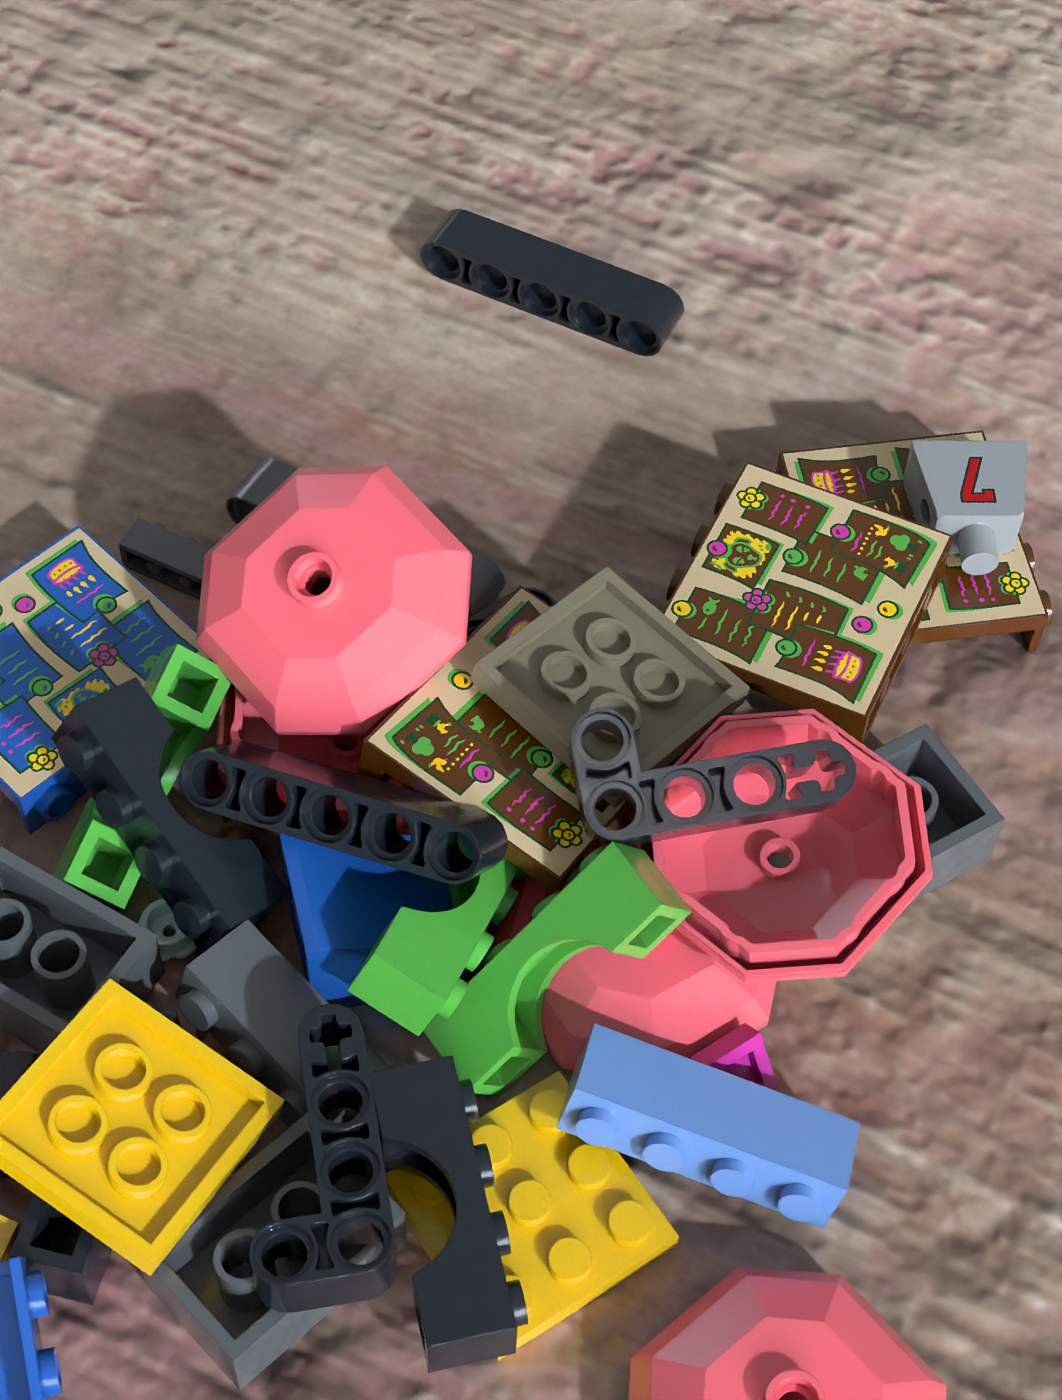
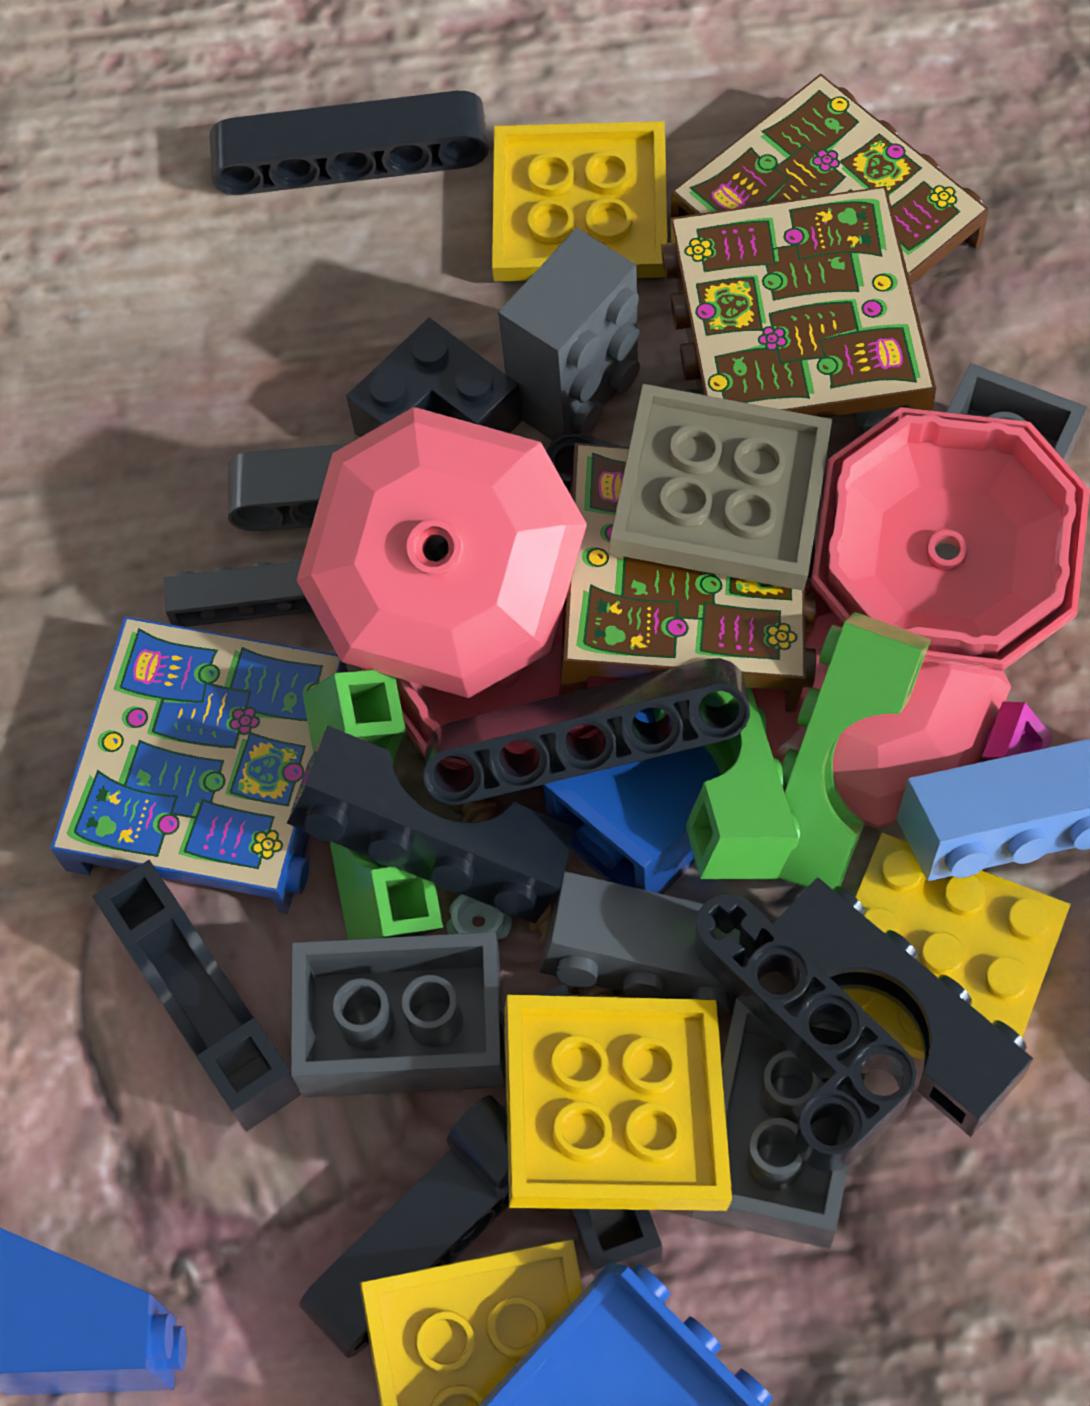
camera: 25 degrees left, 10 degrees up
(472, 496) = (439, 376): none -> black brick
(594, 504) = (572, 336): none -> dark grey brick
(700, 419) = (583, 177): none -> yellow plate
(709, 778) = (885, 522): black beam -> none
(969, 493) = (863, 140): light grey torso -> none

